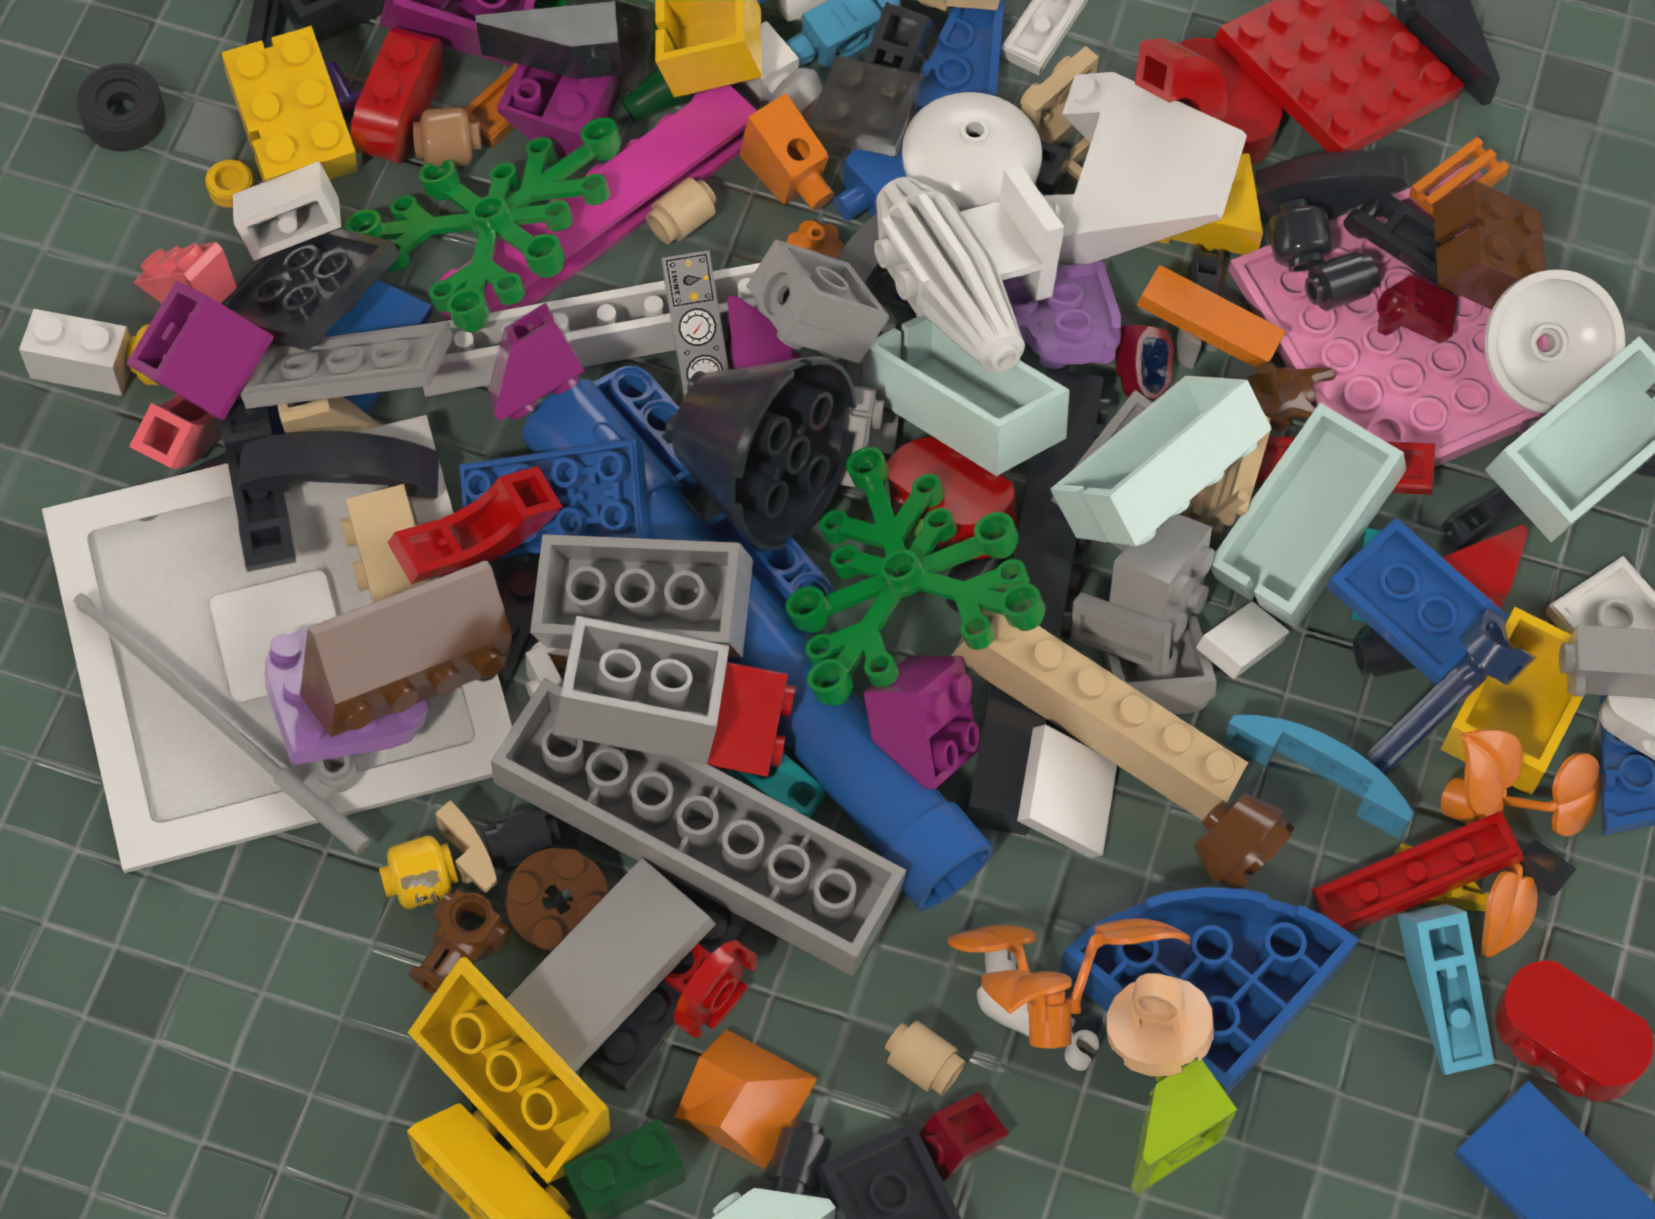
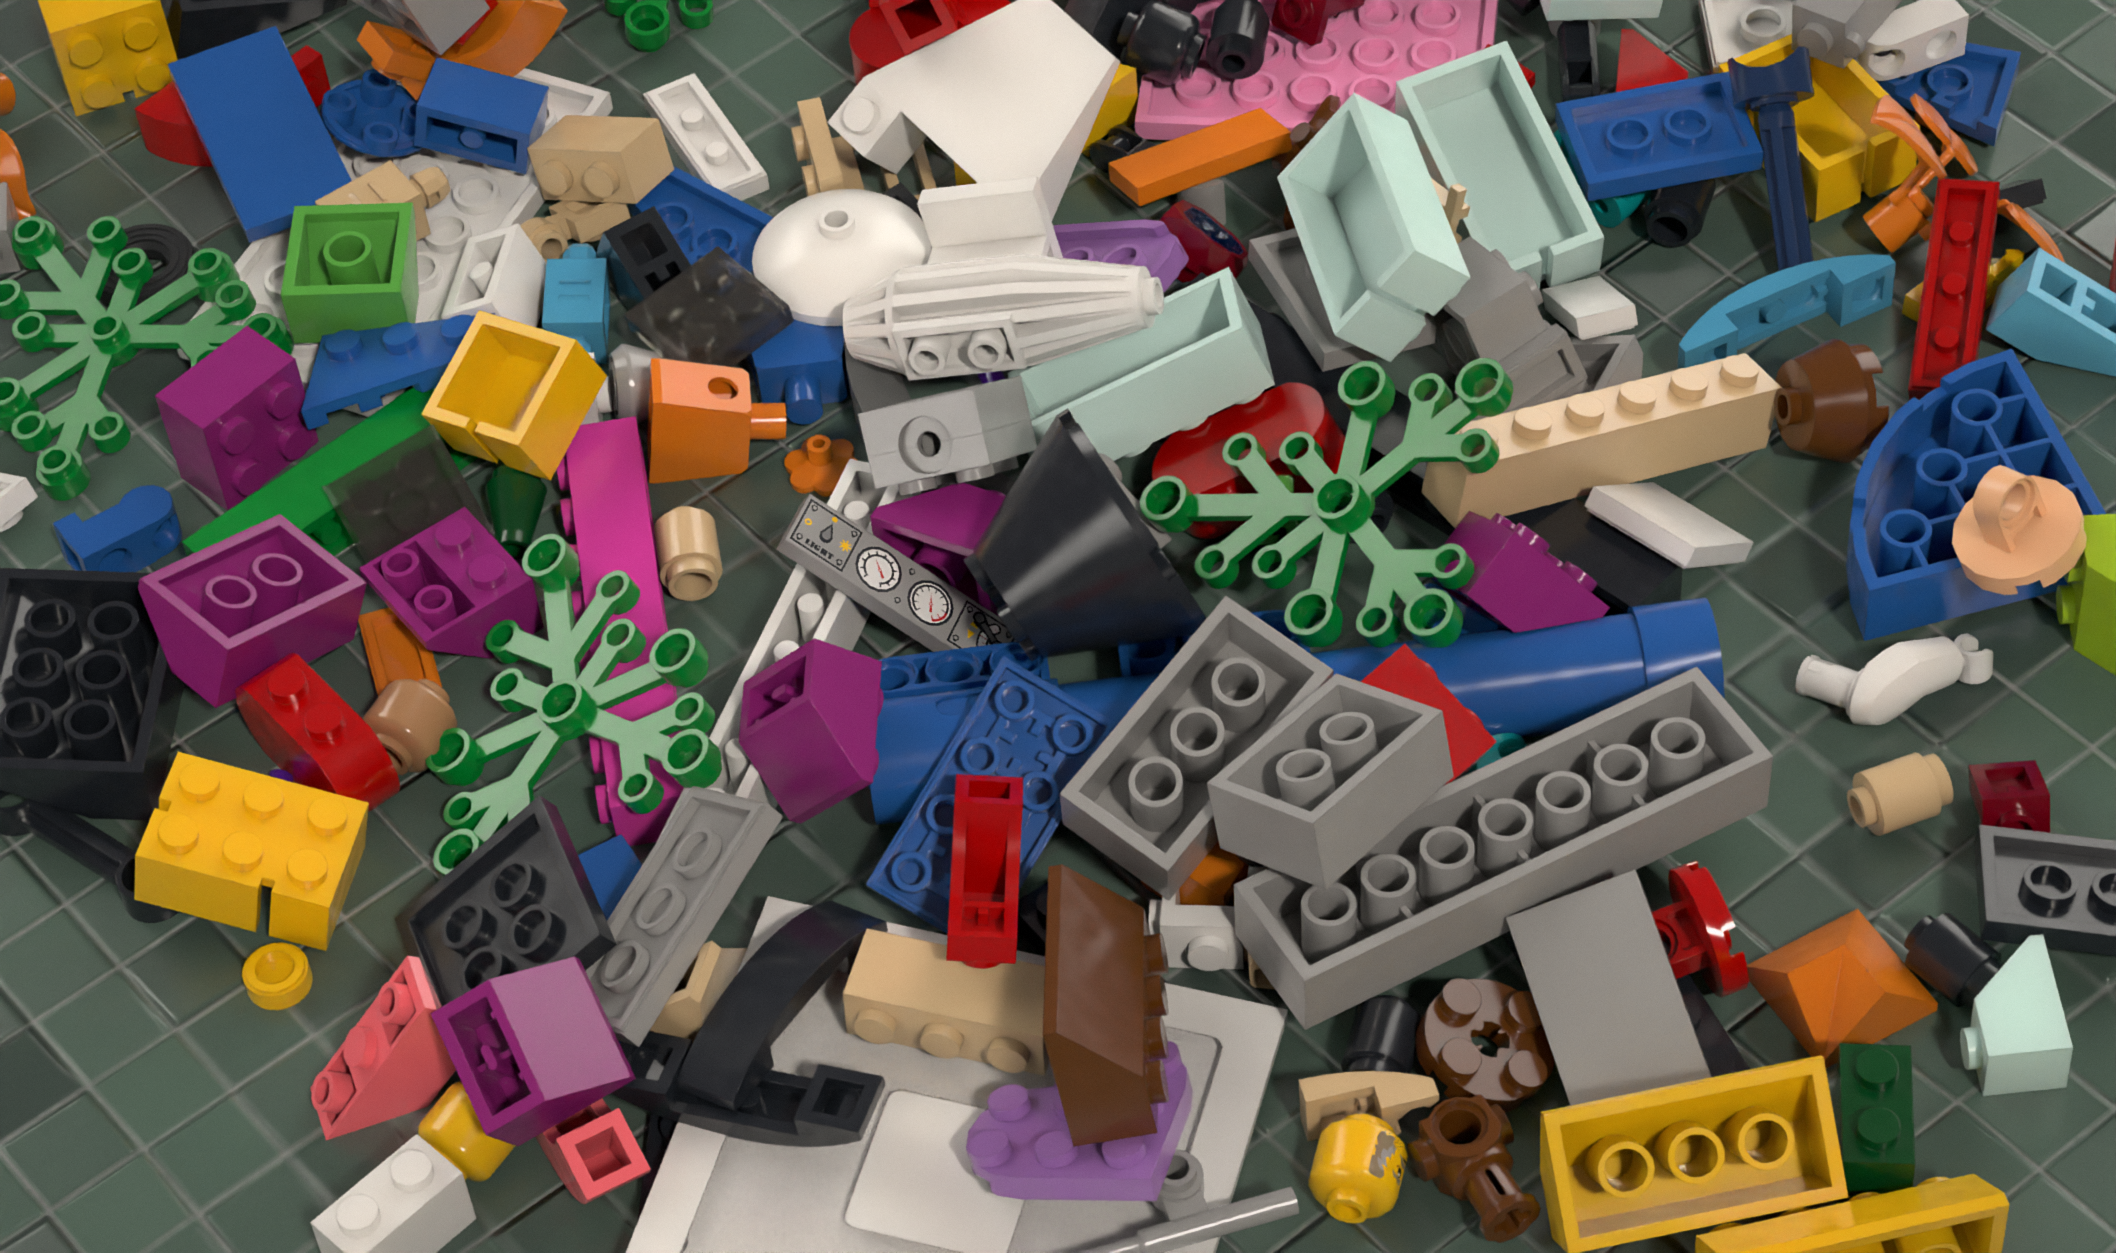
camera: 50 degrees left, 15 degrees down
(117, 83) = (86, 1069): black tyre -> none
(286, 210) = (384, 908): white brick -> none
(559, 40) = (405, 528): black slope -> none
(1045, 990) = (1922, 608): orange plant -> none

